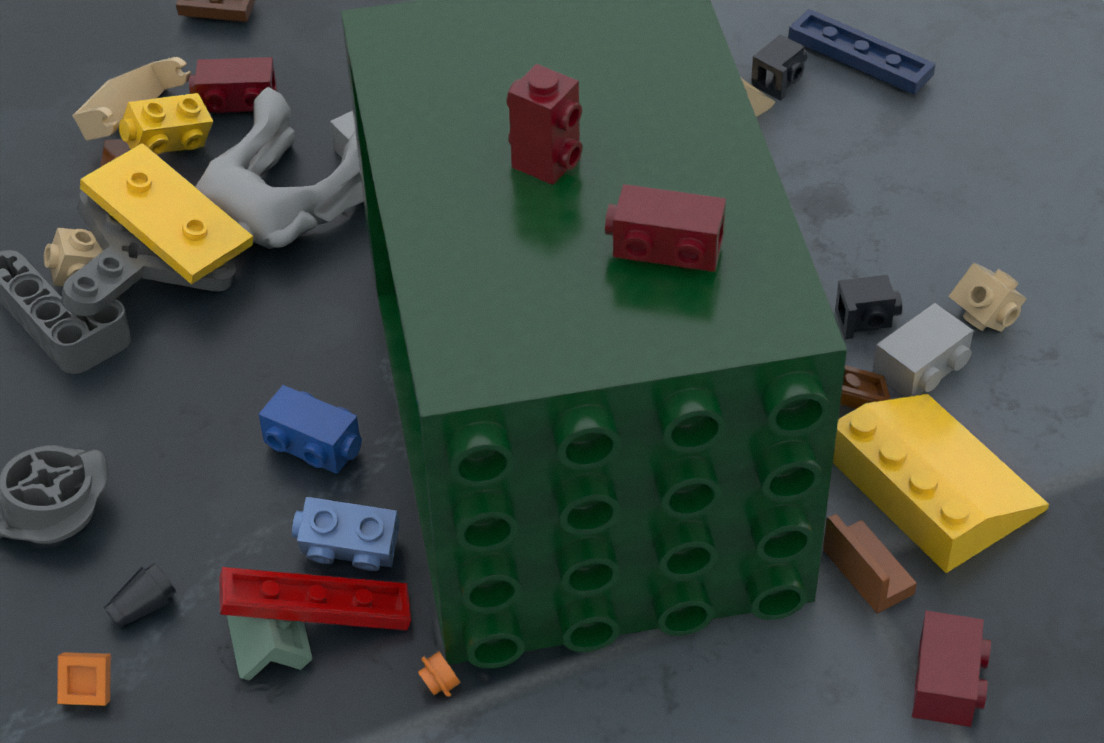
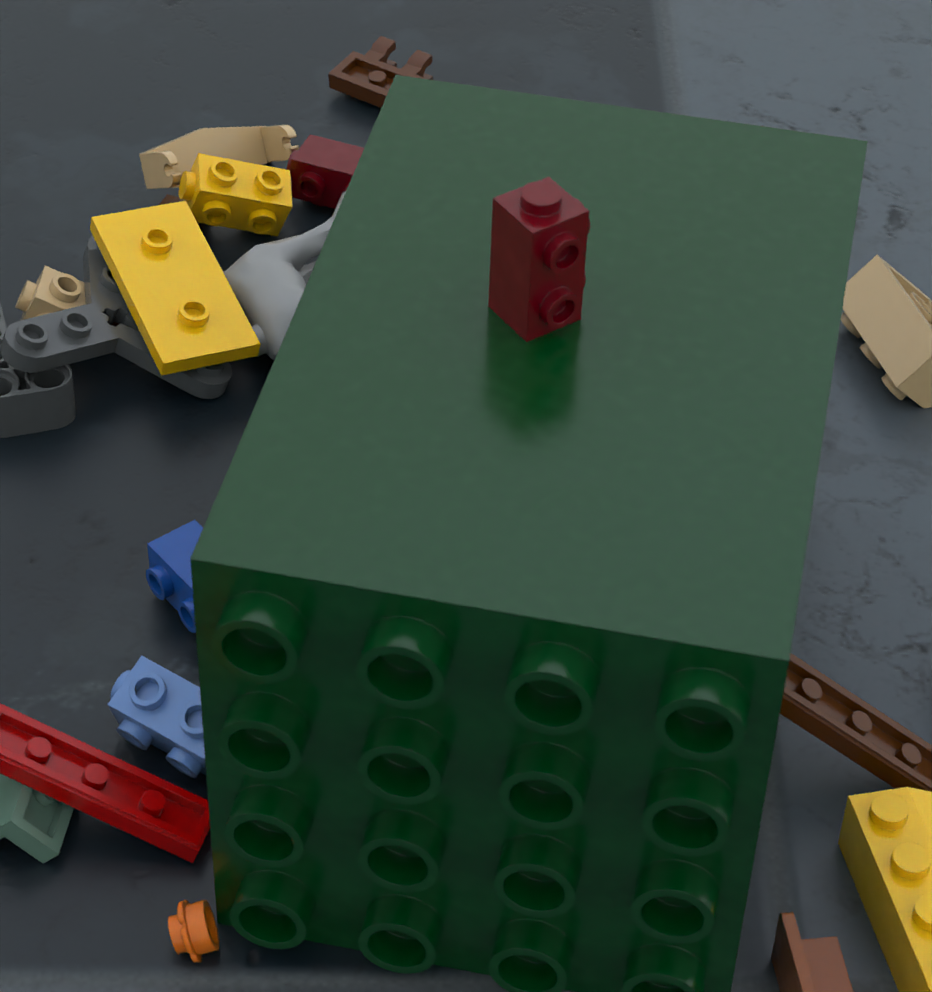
camera: 20 degrees right, 5 degrees down
(667, 227) = (626, 429): dark red brick -> none

